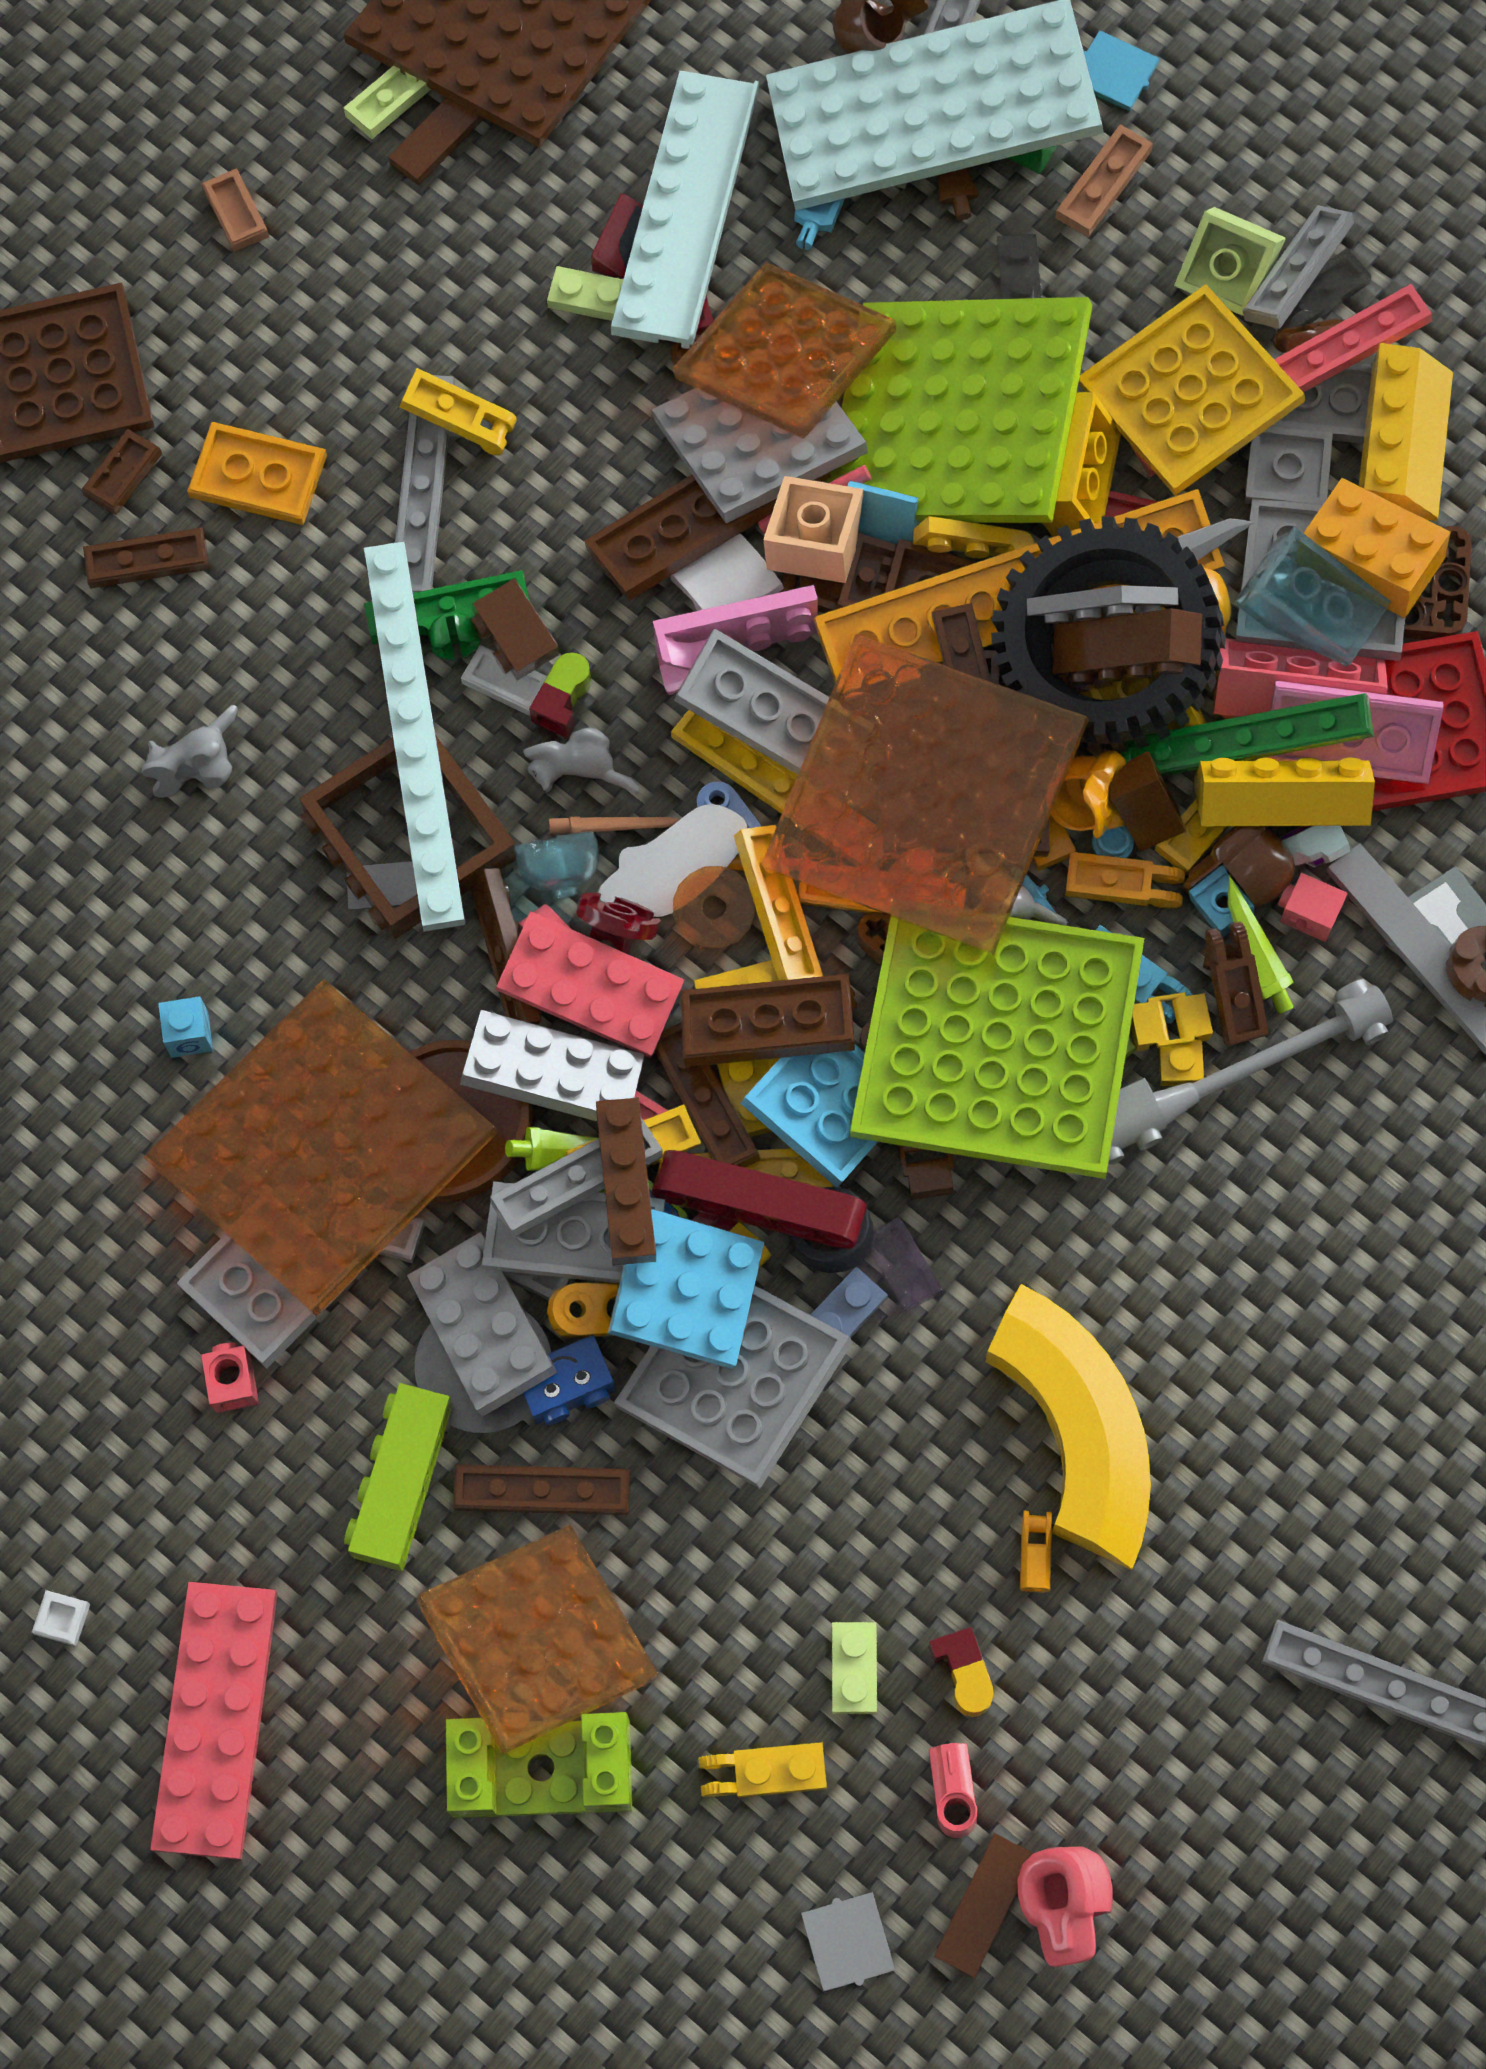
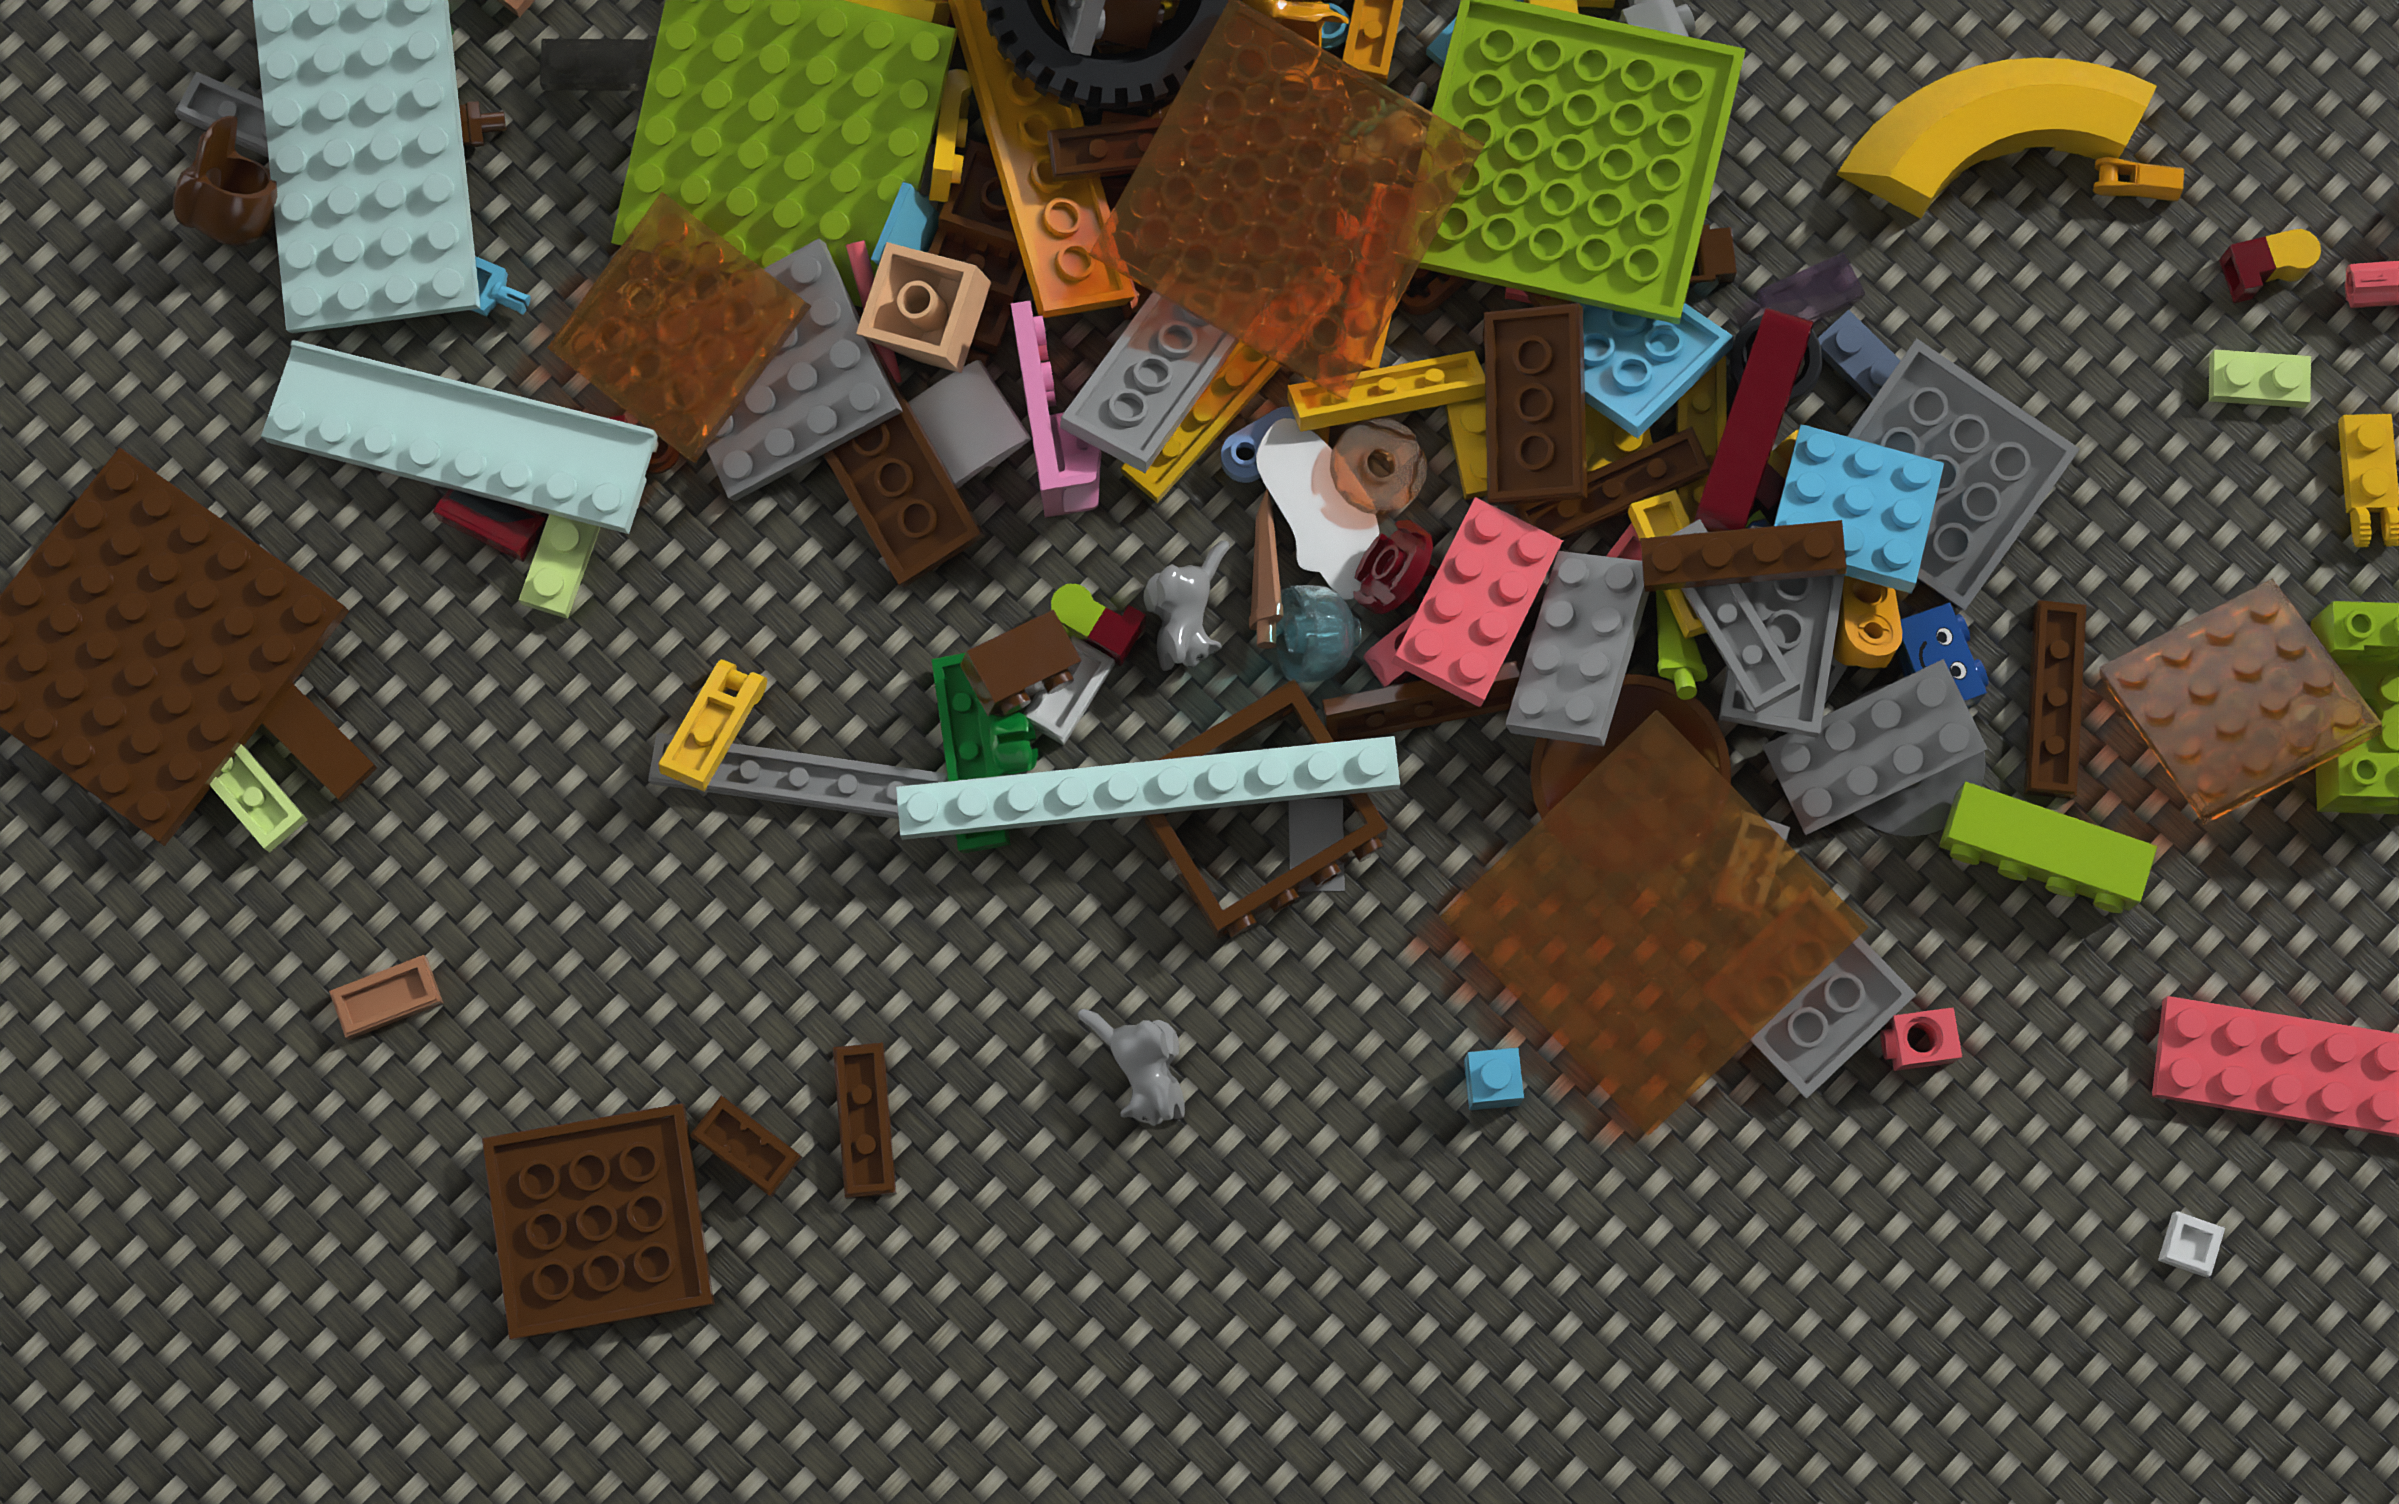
camera: 90 degrees left, 5 degrees up
(257, 473) = (761, 980): light orange tile -> none

